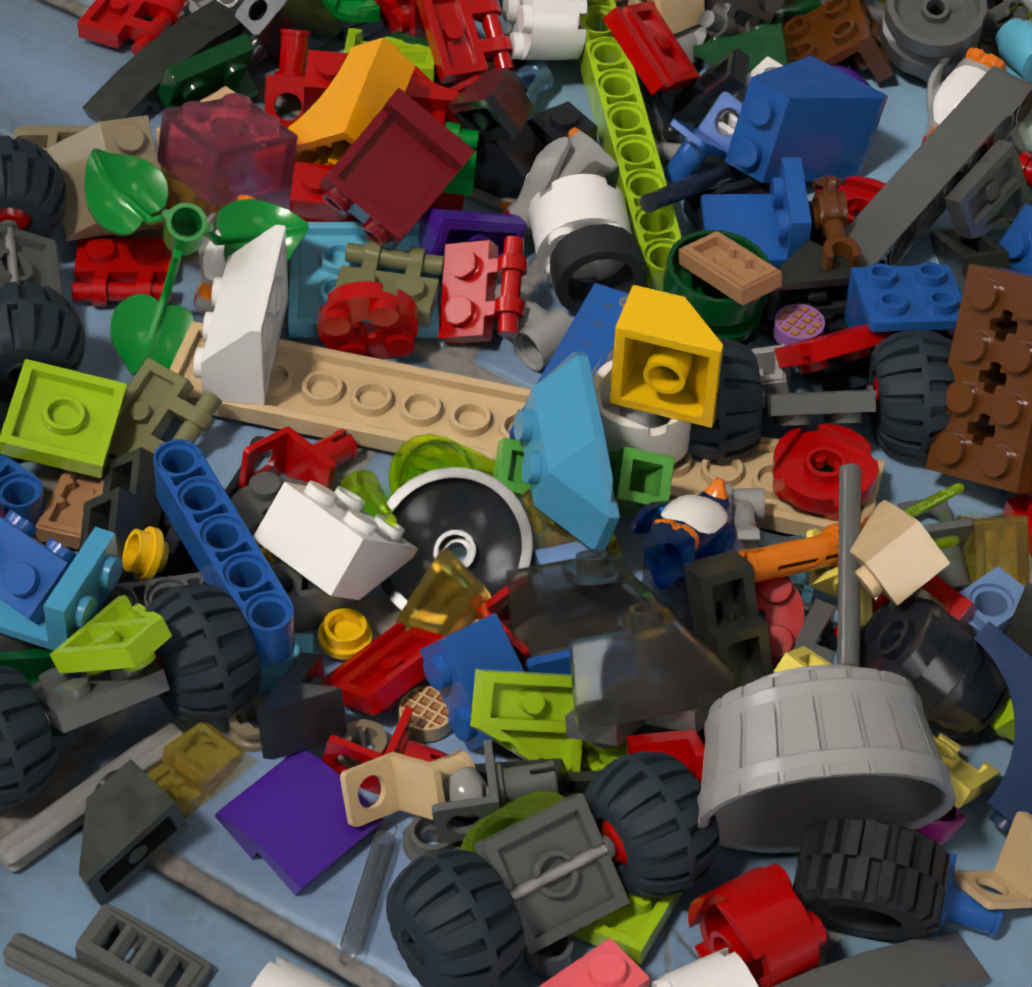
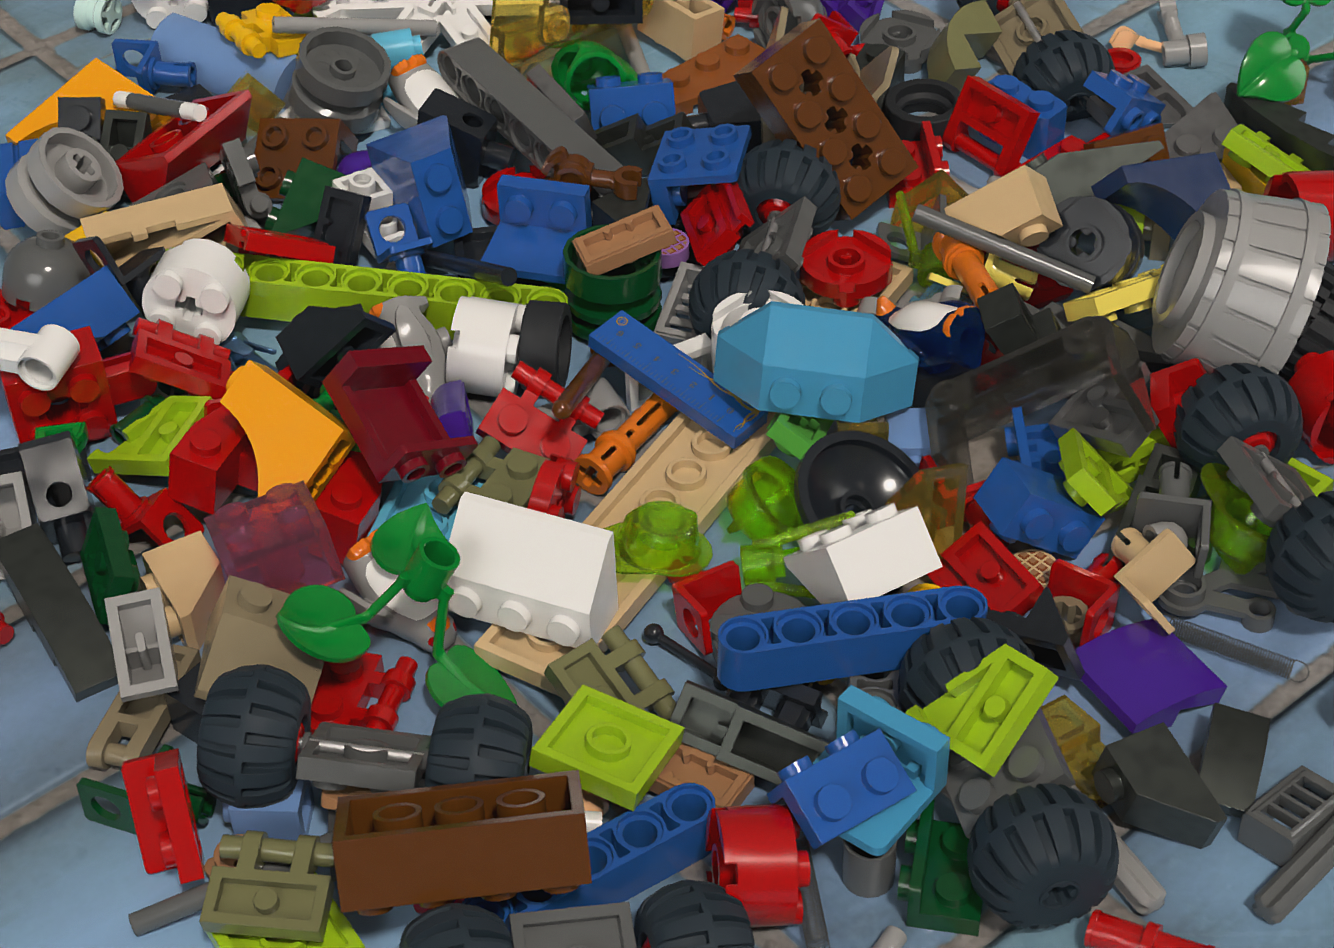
camera: 70 degrees left, 5 degrees down
(102, 98) = (141, 644): none -> light grey slope
(145, 553) = (816, 707): yellow plate -> none
(195, 894) = (1233, 757): none -> pearl dark grey slope
(344, 409) = (660, 541): none -> clear neon green piece
(488, 362) = (617, 448): none -> orange pin
(507, 290) = (580, 385): none -> reddish brown piece
(665, 358) = (768, 261): yellow slope -> none
(894, 147) = (472, 133): none -> black torso

